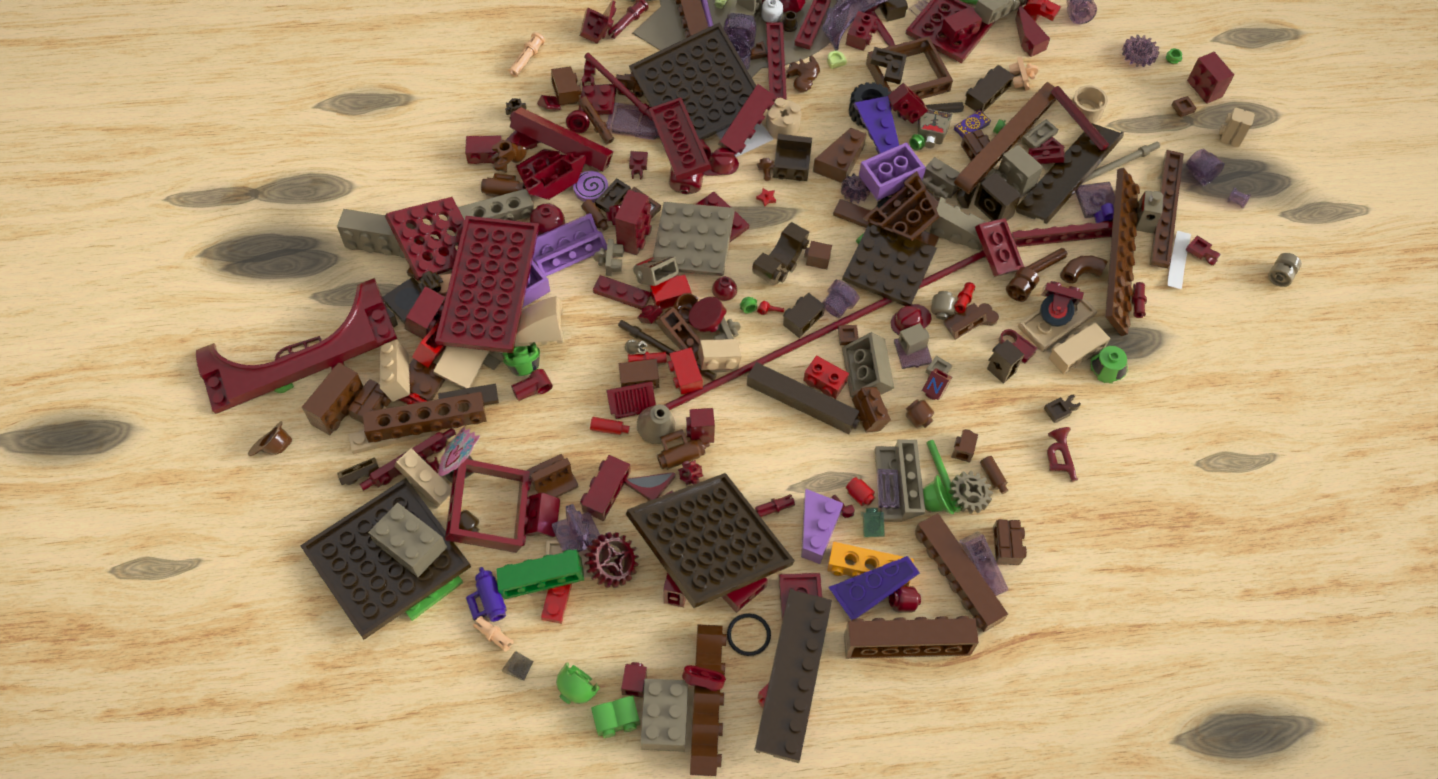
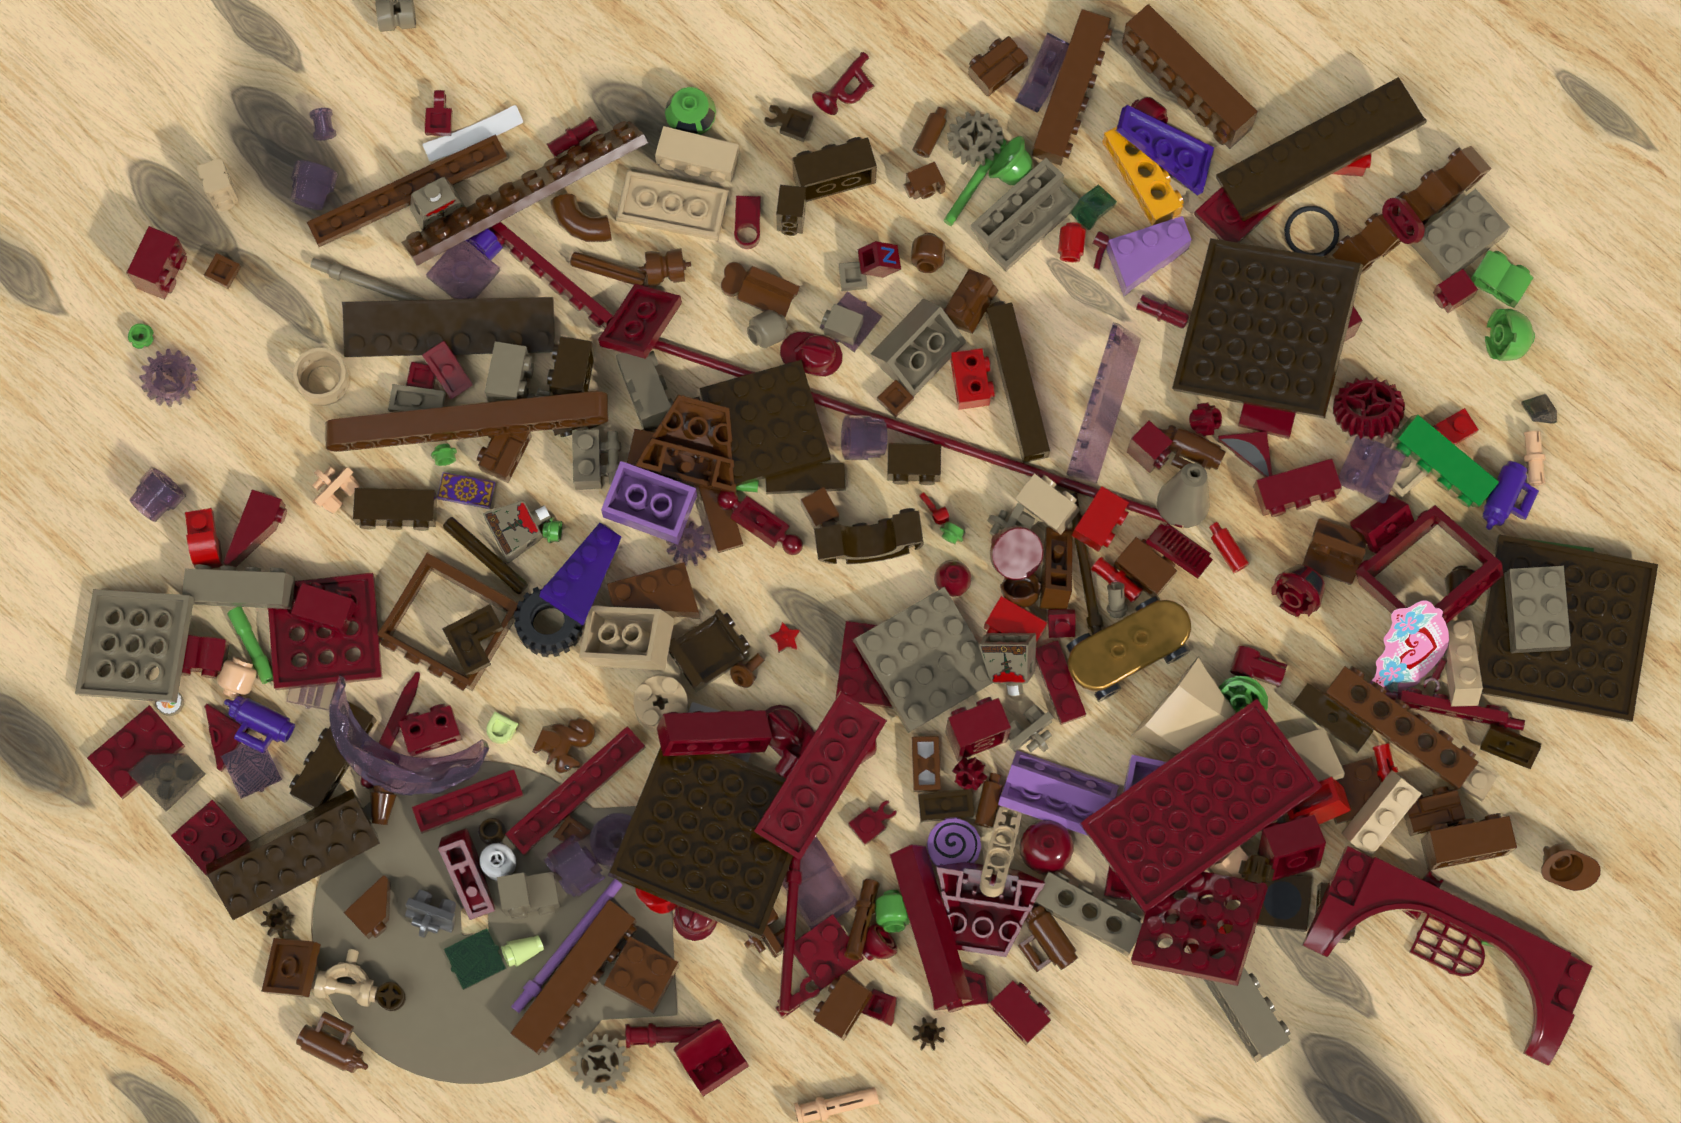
camera: 130 degrees left, 15 degrees up
(506, 153) = (1008, 966): reddish brown animal -> none
(549, 435) = (1299, 590): none -> dark red cone
(563, 193) = (1001, 850): none -> tan beam
(588, 132) = (891, 911): none -> bright green head
(605, 328) = (1129, 645): none -> pearl gold piece
(663, 25) = (641, 975): none -> reddish brown brick
(757, 426) = (1104, 404): none -> windscreen
(828, 121) = (627, 638): none -> tan brick
(837, 225) = (760, 522): none -> dark red plate
(839, 265) = (808, 479): none -> dark brown tile
(888, 504) = (1029, 232): clear purple tile -> none
(907, 103) = (524, 565): dark red brick -> none
(964, 297) = (737, 314): red pin -> none
(1013, 400) = (835, 168): none -> dark brown brick
(1059, 303) = (663, 205): plate -> none
(1079, 118) = (364, 364): dark red axle -> none

